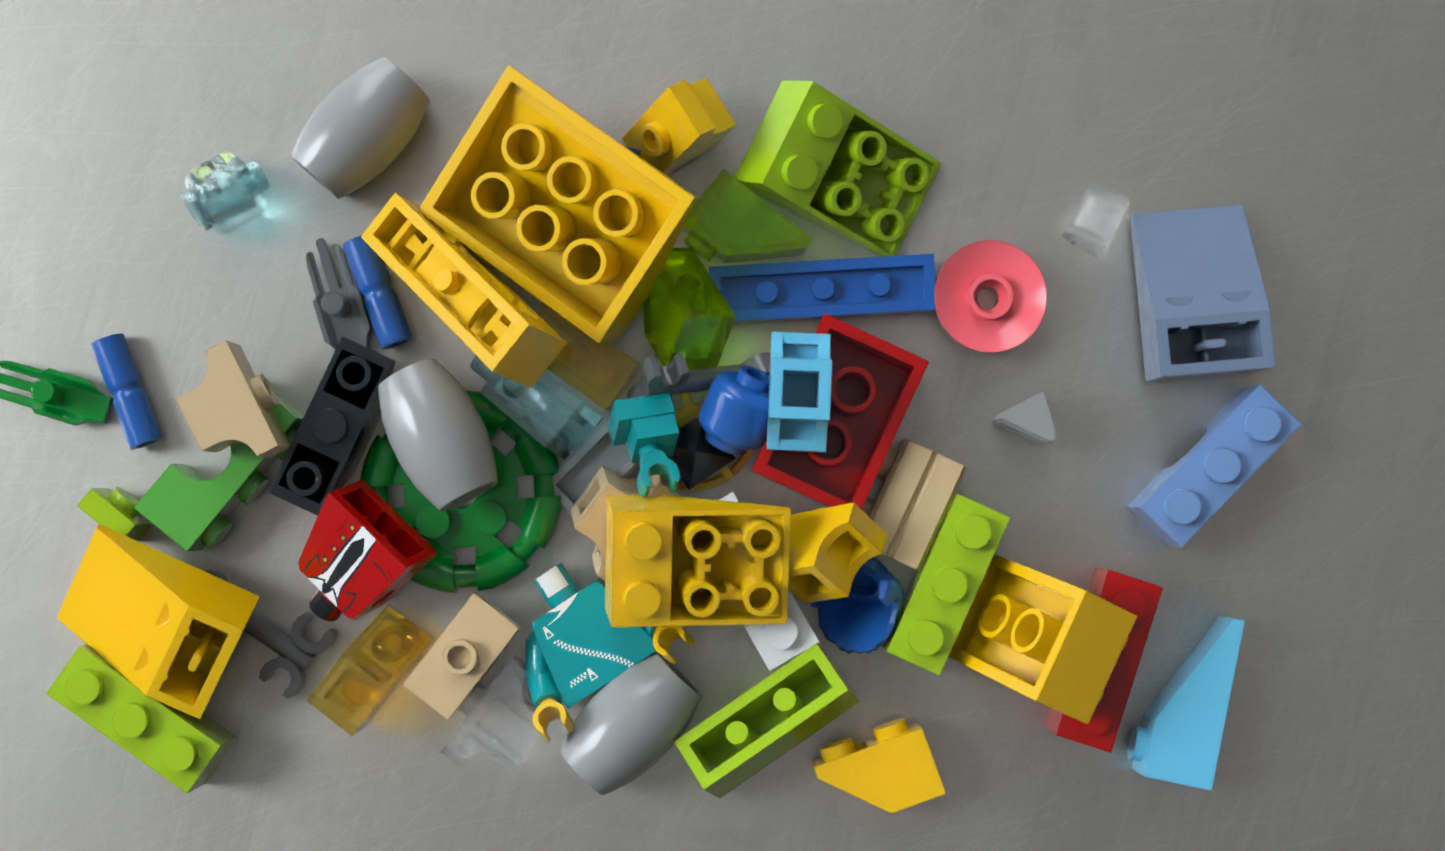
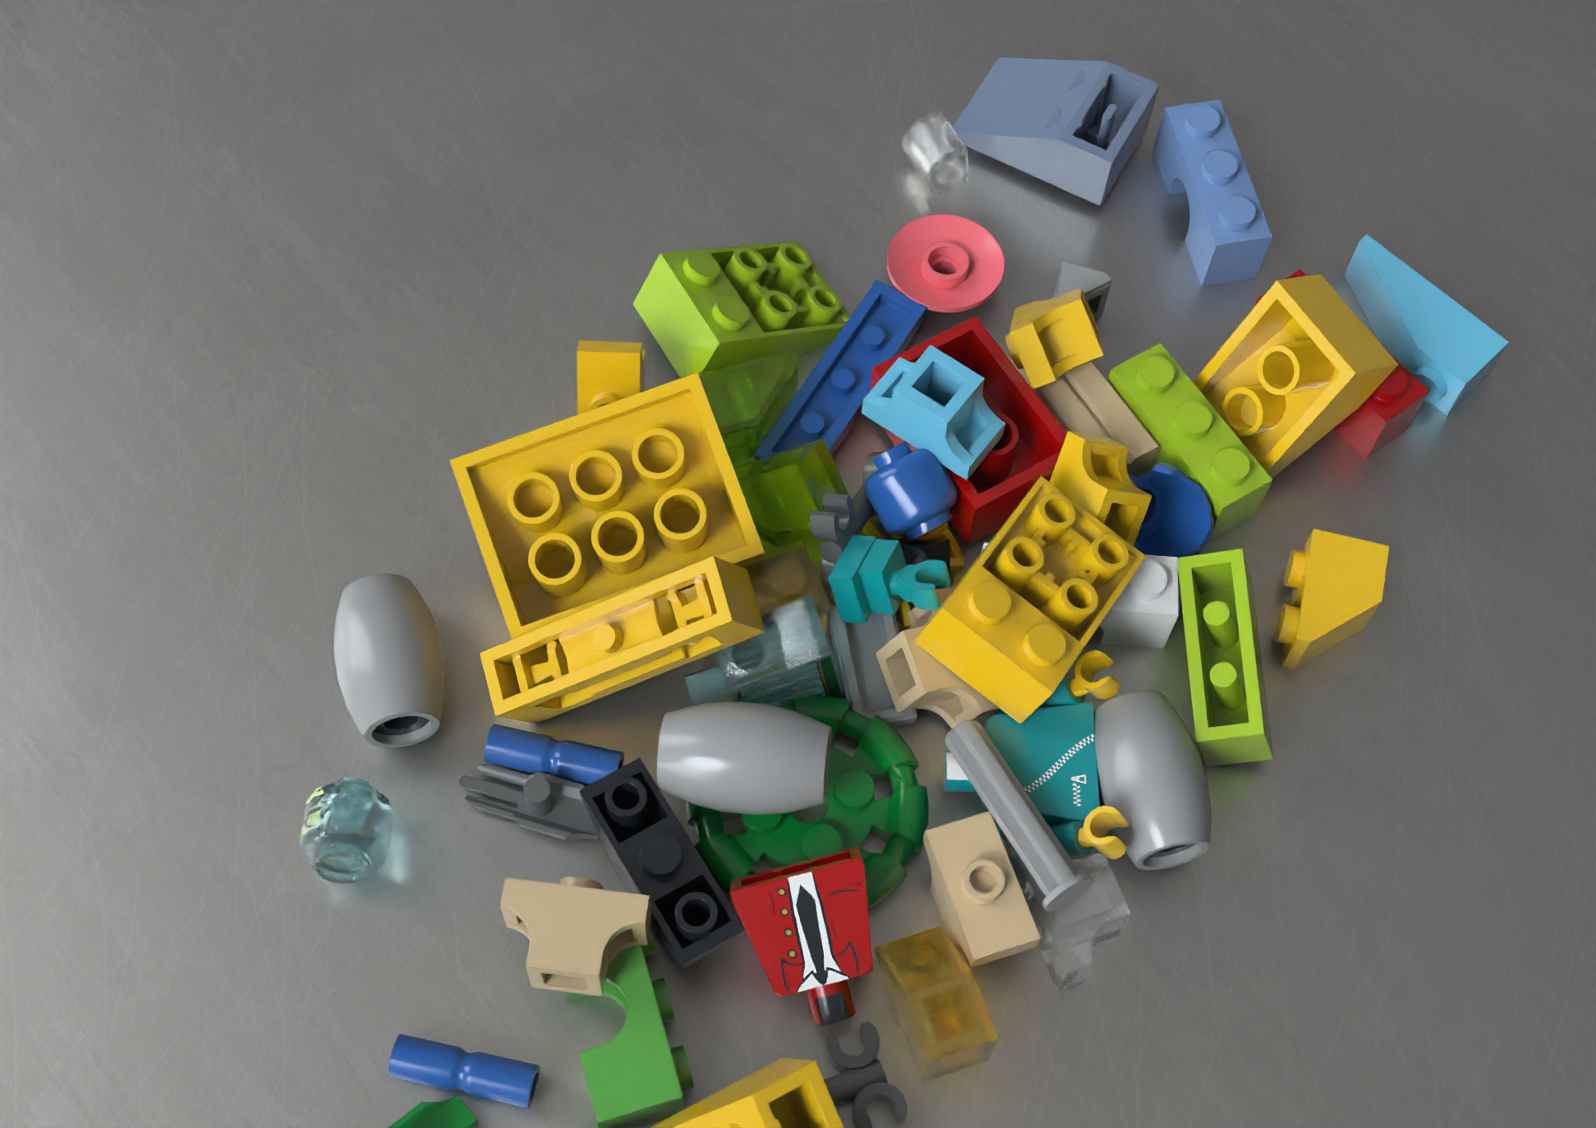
camera: 60 degrees left, 25 degrees down
(525, 648) = (1017, 816): none -> light grey axle
(955, 431) = (1053, 337): none -> yellow brick

